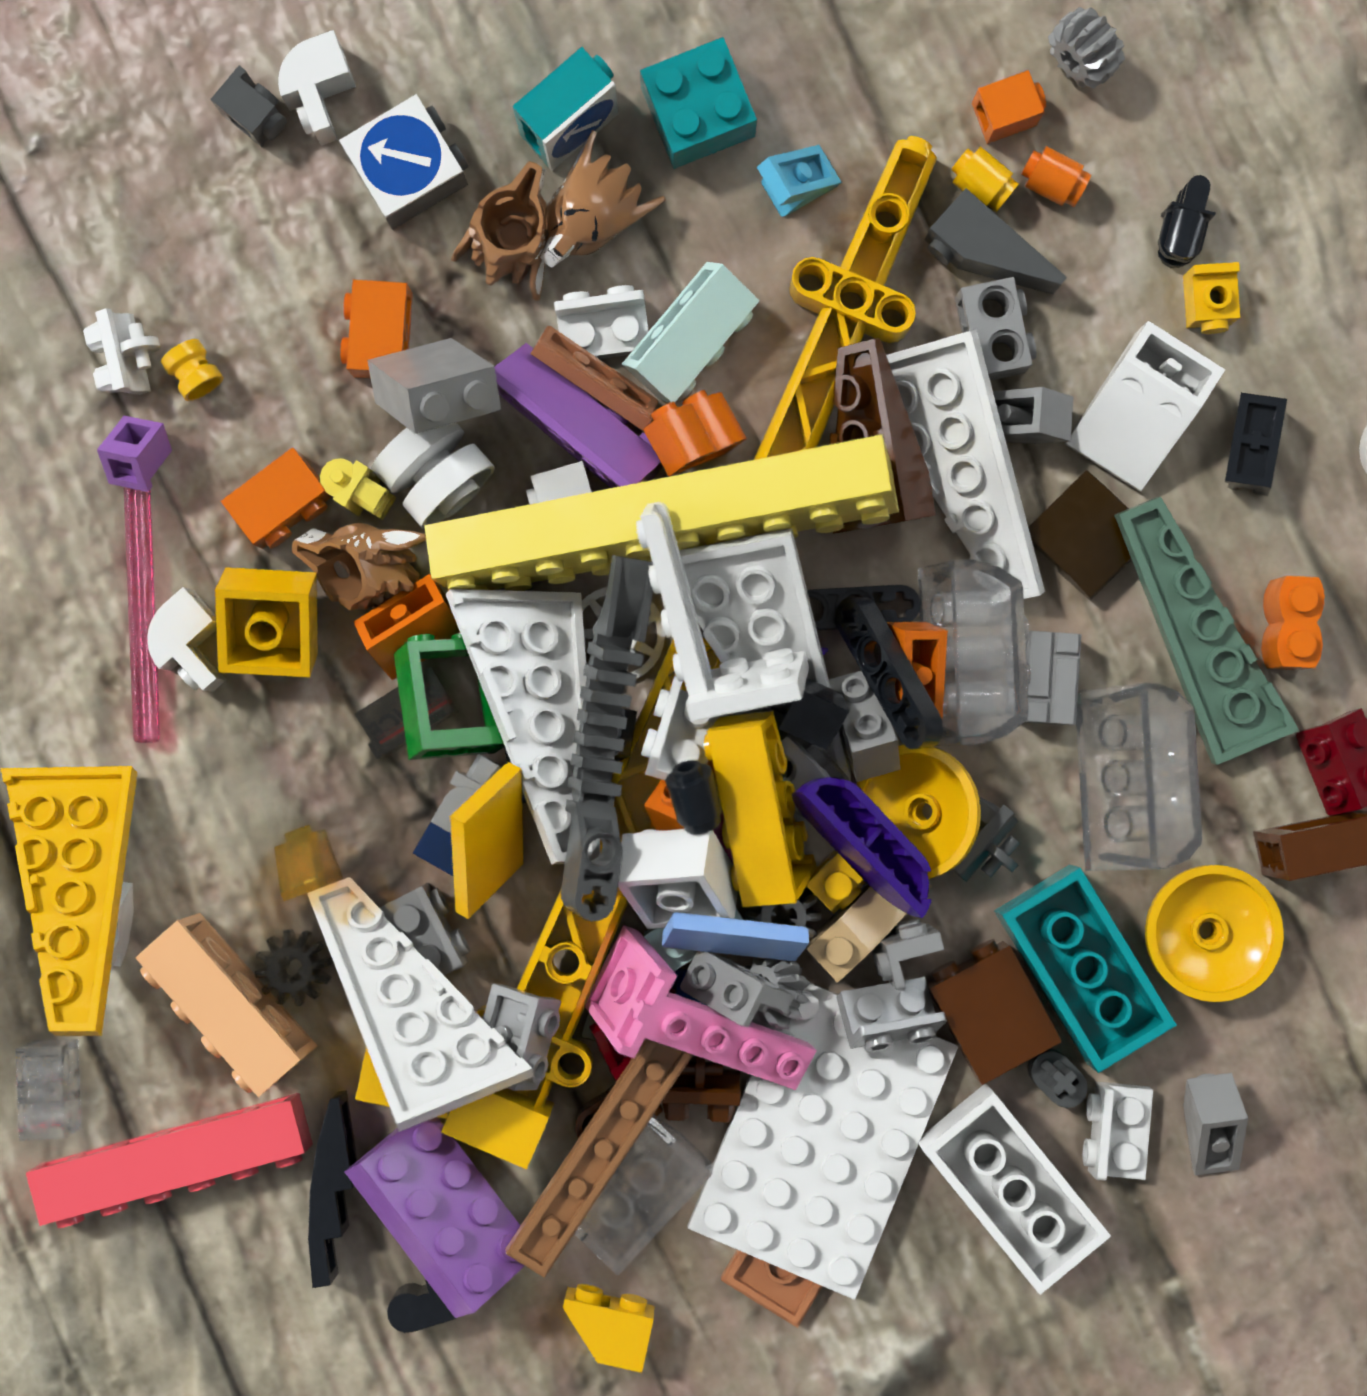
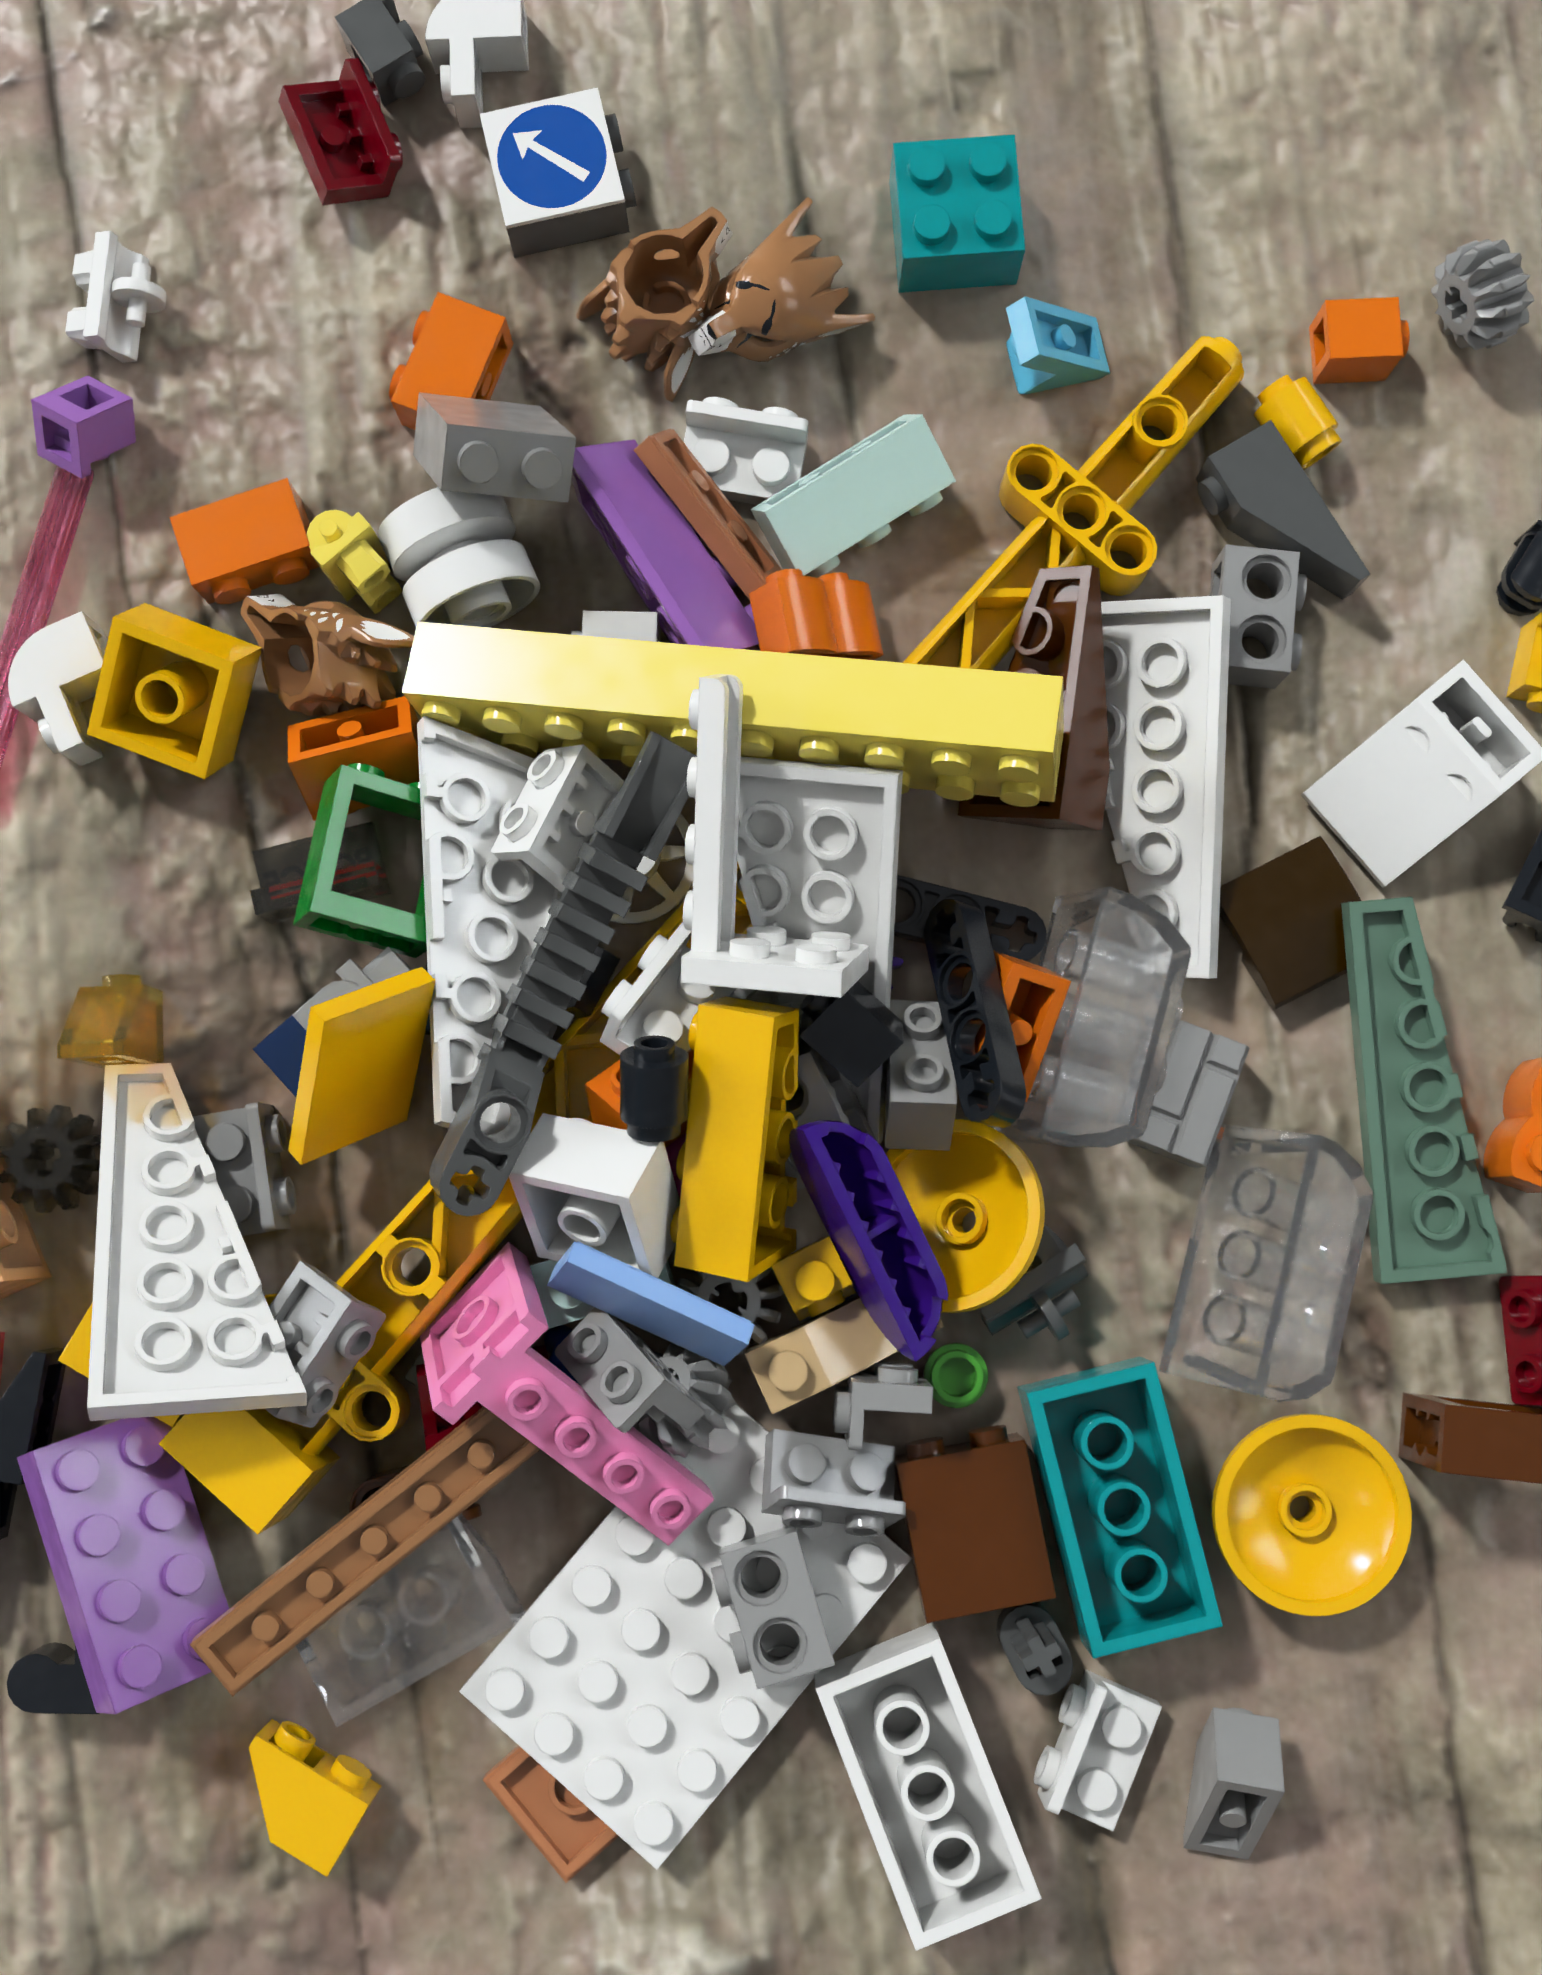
camera: 15 degrees right, 5 degrees down
(190, 367) = (194, 339): yellow wheel -> none
(243, 182) = (343, 136): none -> dark red bracket
(563, 624) = (557, 811): none -> white bracket
(567, 107) = (781, 157): teal piece -> none
(706, 1085) = (544, 1496): reddish brown hips -> none
(886, 1101) = (787, 1602): none -> light grey brick
(950, 916) = (956, 1375): none -> bright green plate
(1035, 415) = (1274, 741): light grey slope -> none
(1055, 176) = (1392, 446): orange brick -> none

